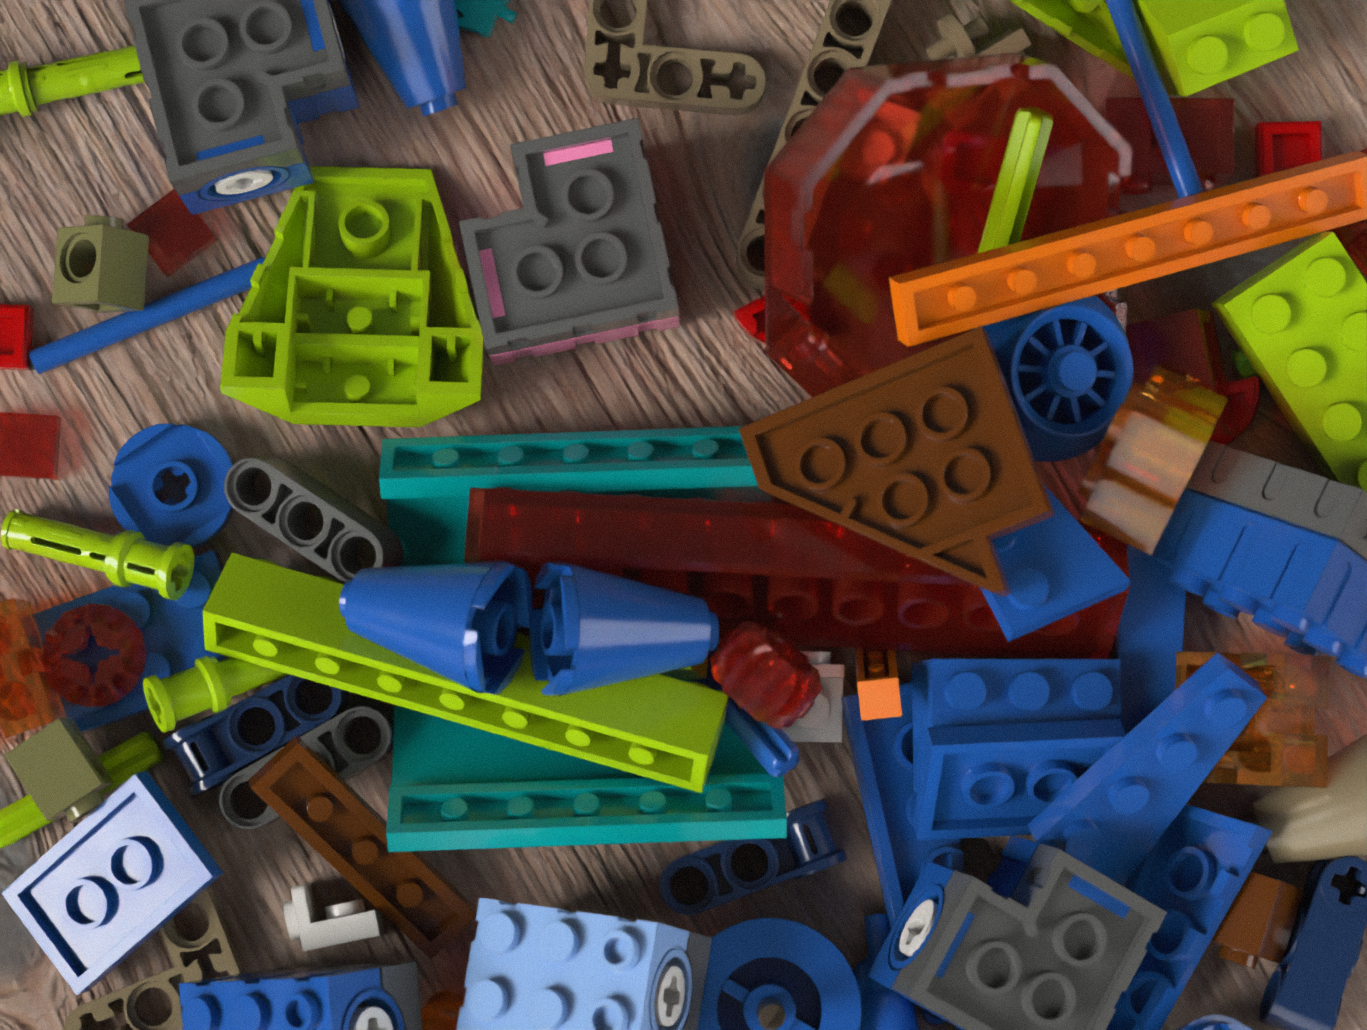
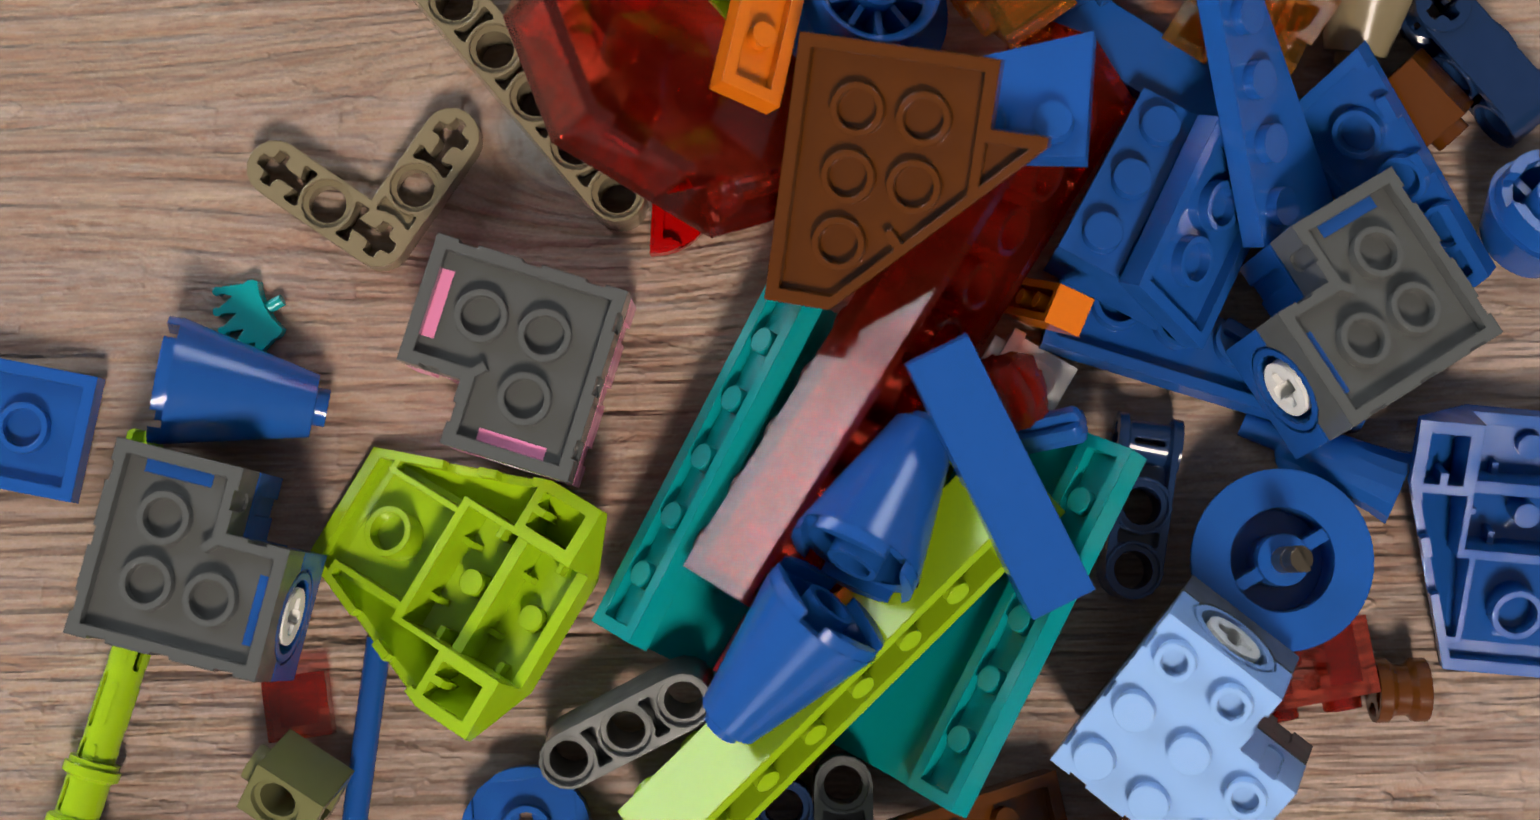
camera: 60 degrees left, 0 degrees up
(693, 712) = (999, 477): none -> blue slope

